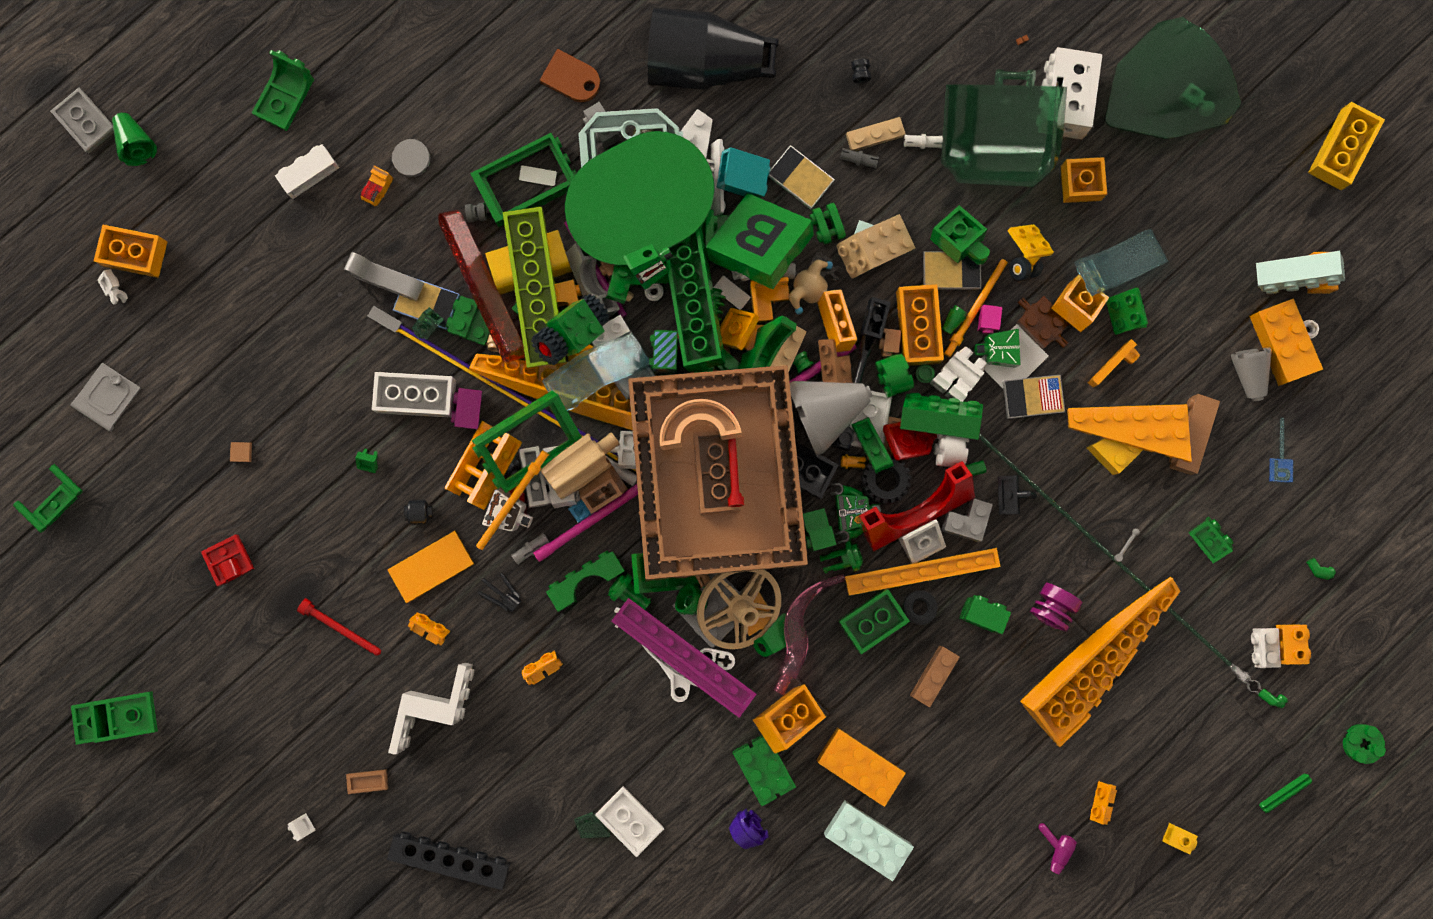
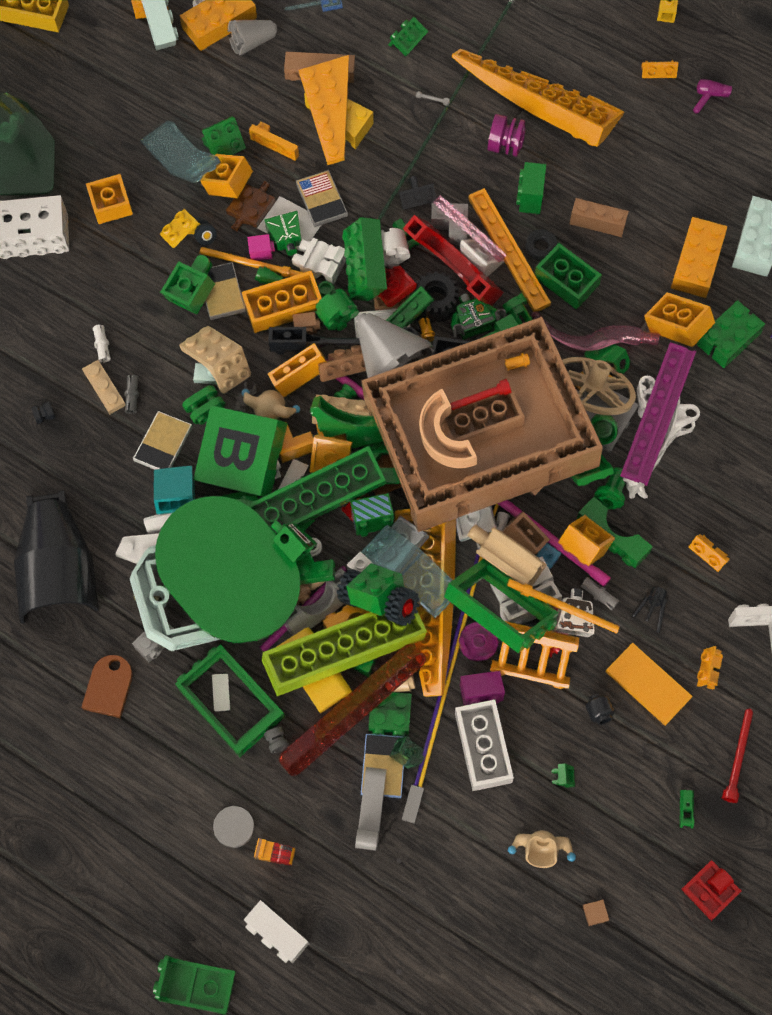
camera: 100 degrees left, 15 degrees down
(309, 421) = (542, 848): none -> tan piece
(309, 564) = (686, 806): none -> green bar
(524, 428) = (477, 642): none -> magenta tile
(578, 547) = (586, 540): none -> light orange brick
(769, 527) = (516, 362): none -> light orange pin
(949, 533) = (469, 228): none -> clear pink axle
(1003, 130) = (81, 263): clear green windscreen -> none

